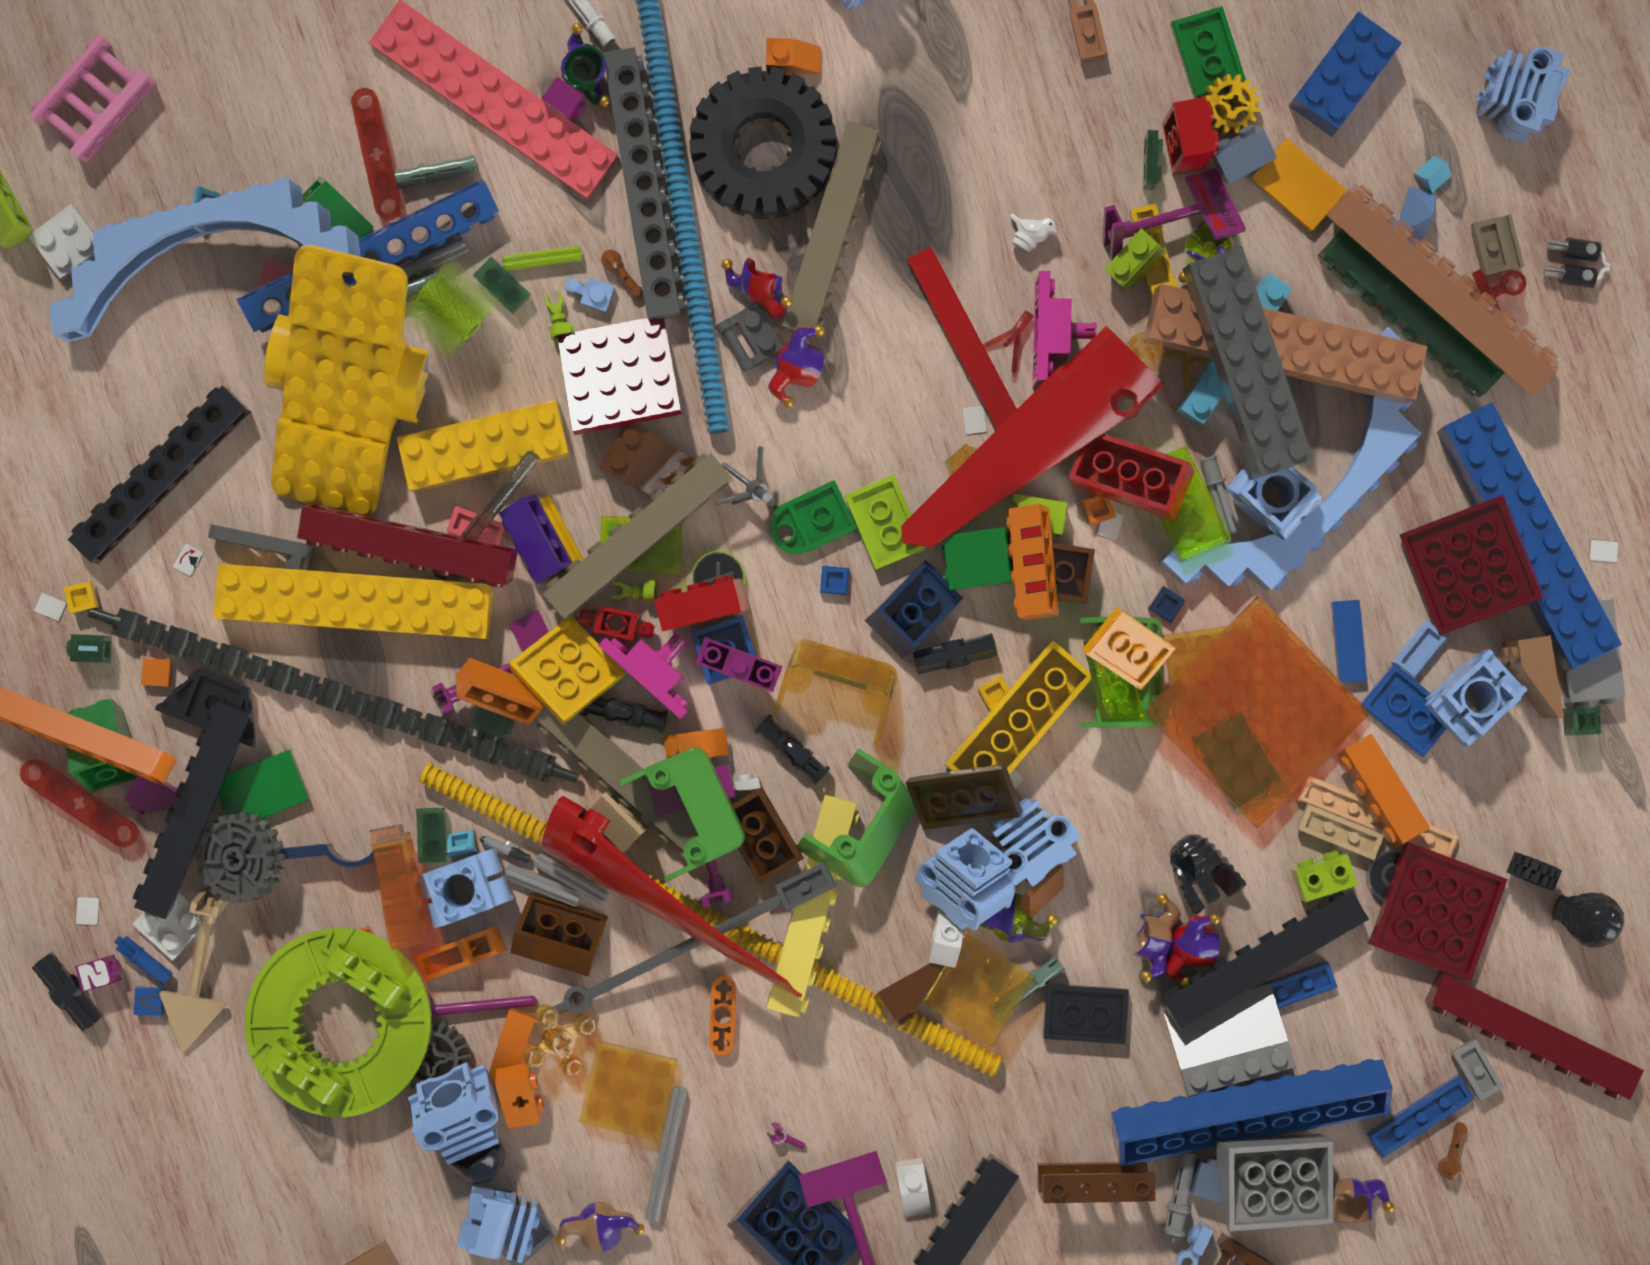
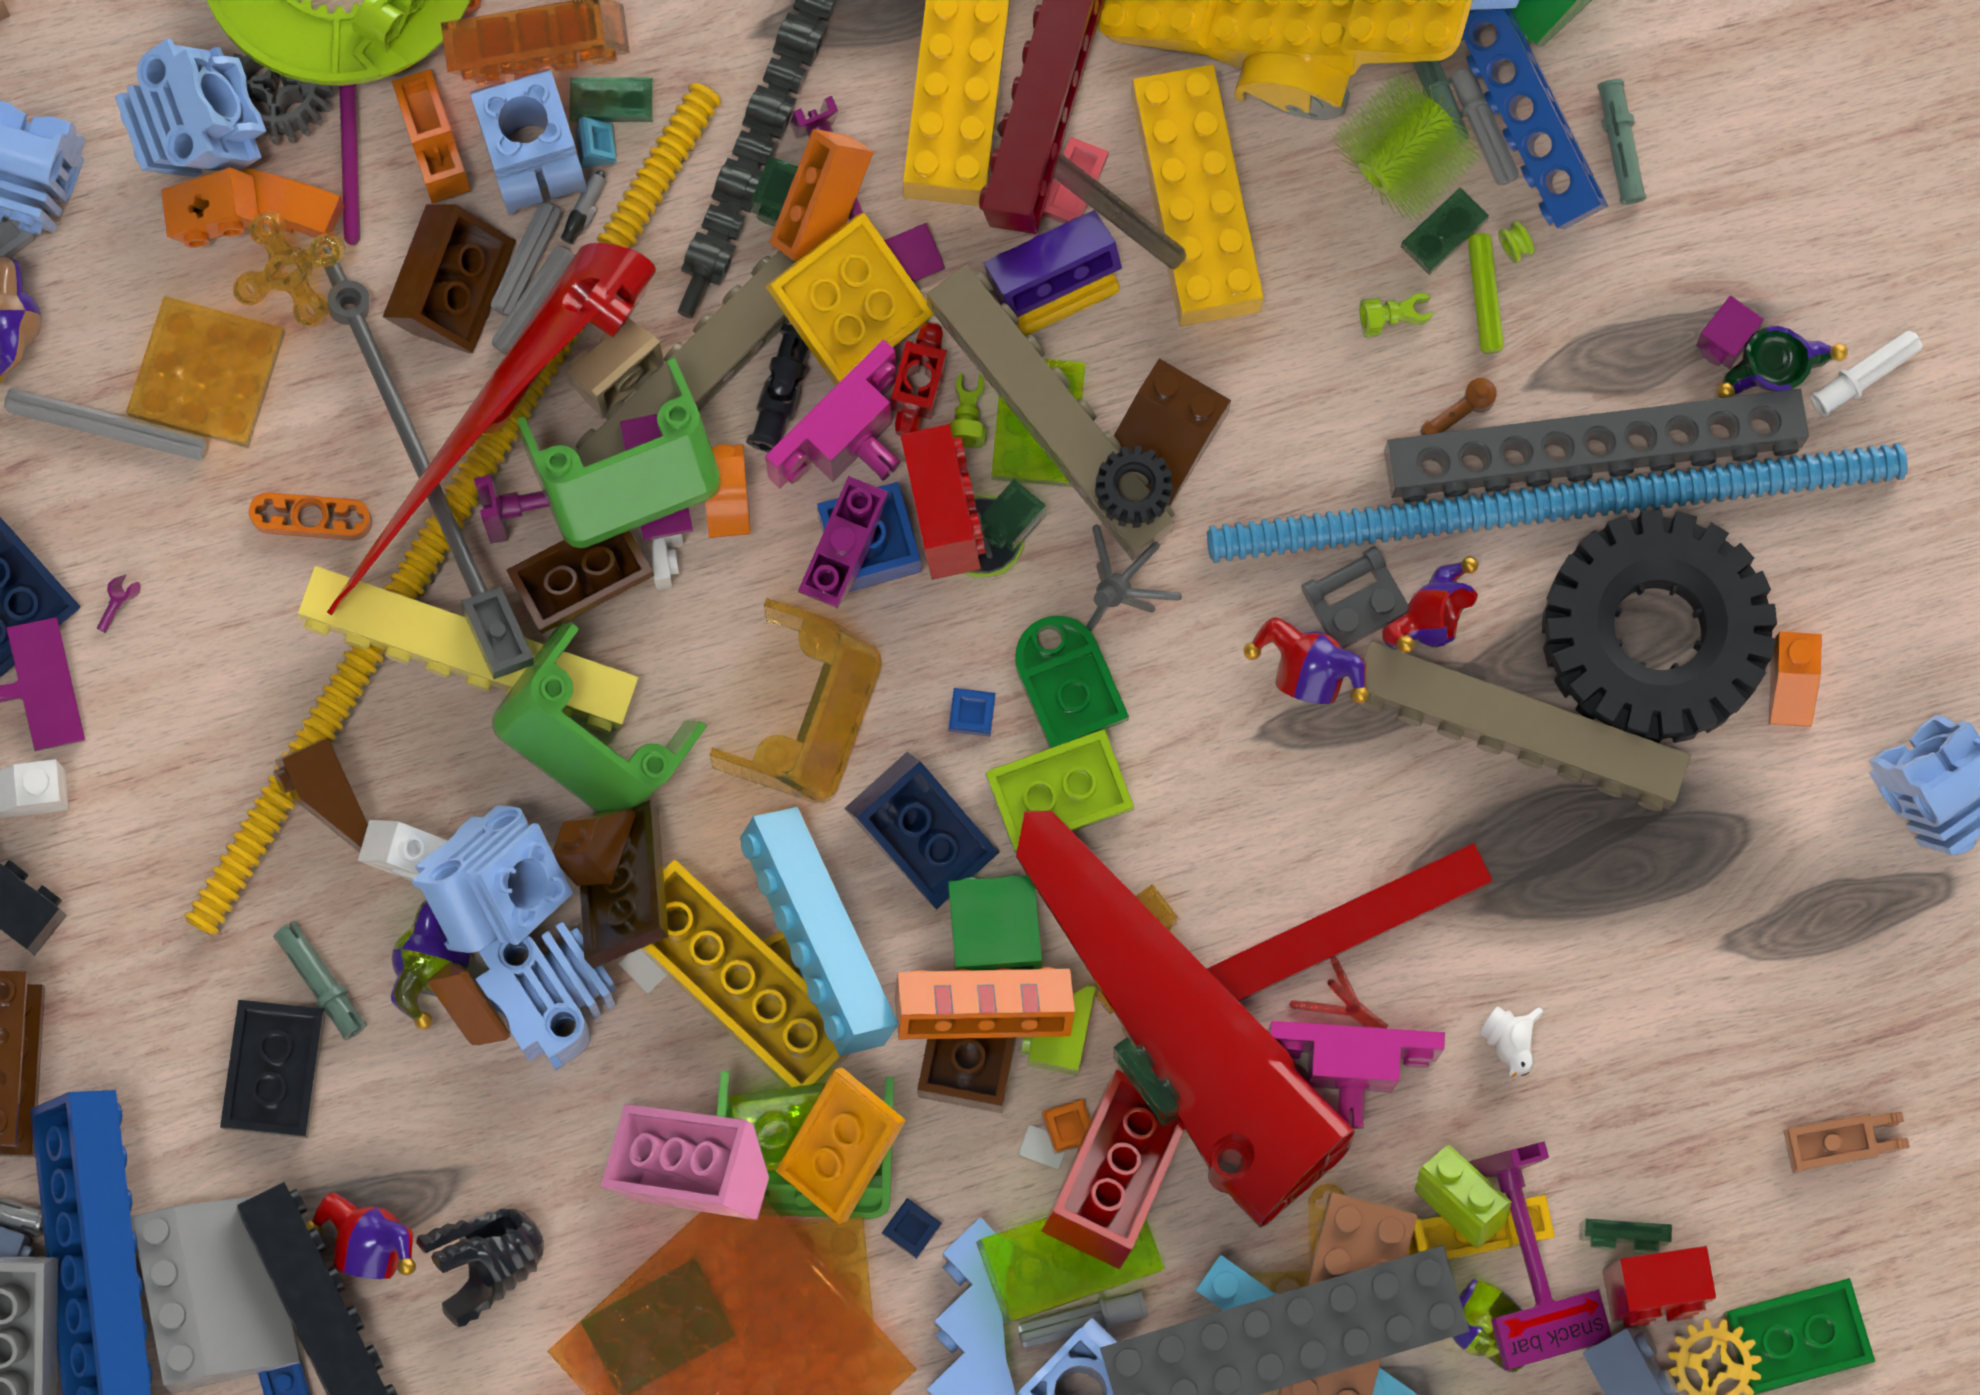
camera: 90 degrees right, 10 degrees down
(373, 135) = (1678, 52): clear red piece -> none
(481, 1165) = (111, 150): black cylinder -> none
(493, 99) = (1731, 231): coral plate -> none
(507, 238) = (1516, 242): none -> lime bush
(594, 293) = (1429, 367): light blue plate -> none
(619, 375) = (1300, 395): plate -> none
(691, 495) = (1145, 464): none -> black tyre
(708, 558) = (1012, 517): none -> clear green brick
(801, 757) = (700, 646): black piece -> none
(938, 816) = (593, 845): none -> reddish brown slope
(955, 653) = (850, 880): black piece -> none
(974, 420) = (1217, 940): white sticker -> none
(979, 990) = (321, 902): clear yellow plate -> none
(988, 670) = (818, 931): none -> medium azure brick
(1087, 449) = (1137, 1066): none -> clear green plate
(1143, 745) = (687, 1162): none -> bright pink slope
(1156, 938) = (382, 1183): piece -> none

